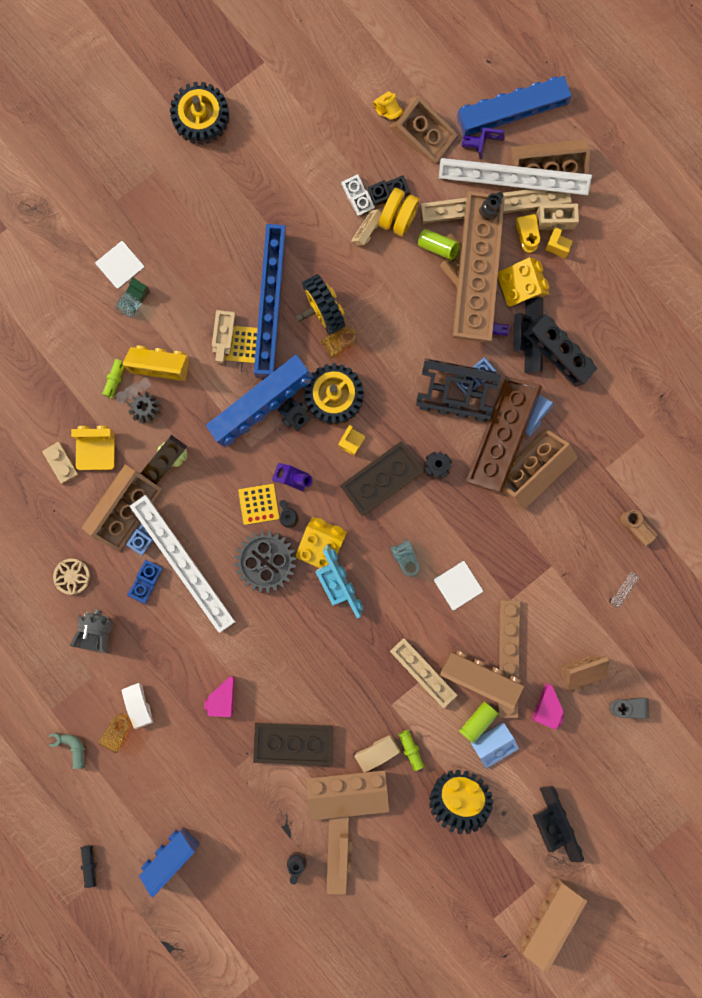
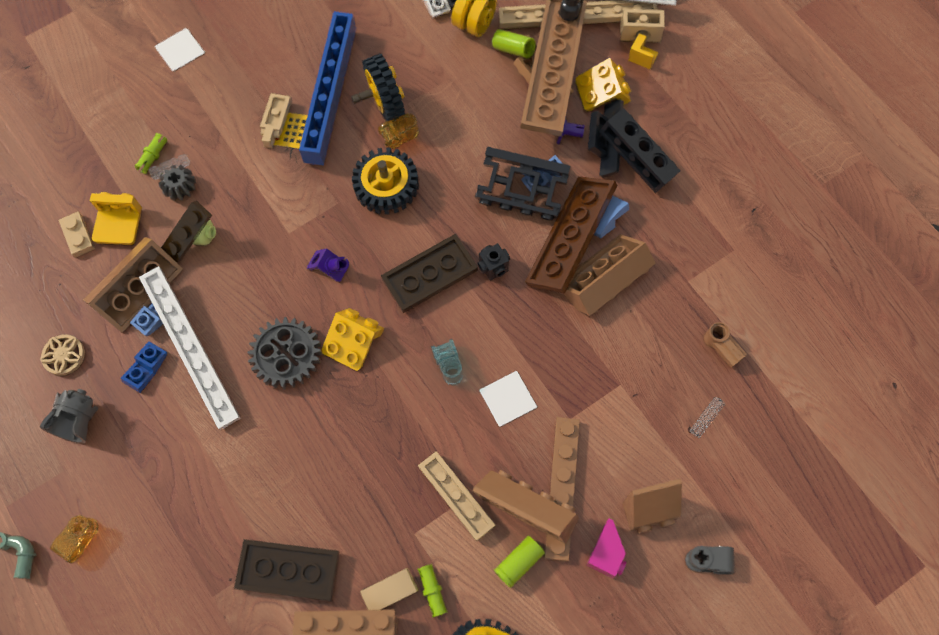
camera: 10 degrees right, 15 degrees down
(132, 297) = (186, 78): leg -> none
(136, 706) = (105, 507): white slope -> none
(157, 363) = (198, 140): yellow slope -> none
(221, 701) = (209, 506): dark pink slope -> none
(258, 504) = (288, 292): yellow sticker -> none
(260, 401) = (302, 180): blue brick -> none
(287, 517) = (317, 305): black piece -> none
(294, 414) = (339, 198): black brick -> none
(335, 582) = (362, 381): medium azure bracket -> none
(351, 441) = (398, 231): yellow panel -> none
(369, 224) = (436, 33): tan plate -> none
(495, 745) = (538, 594): light blue panel -> none
(528, 230) = (610, 40): yellow piece -> none

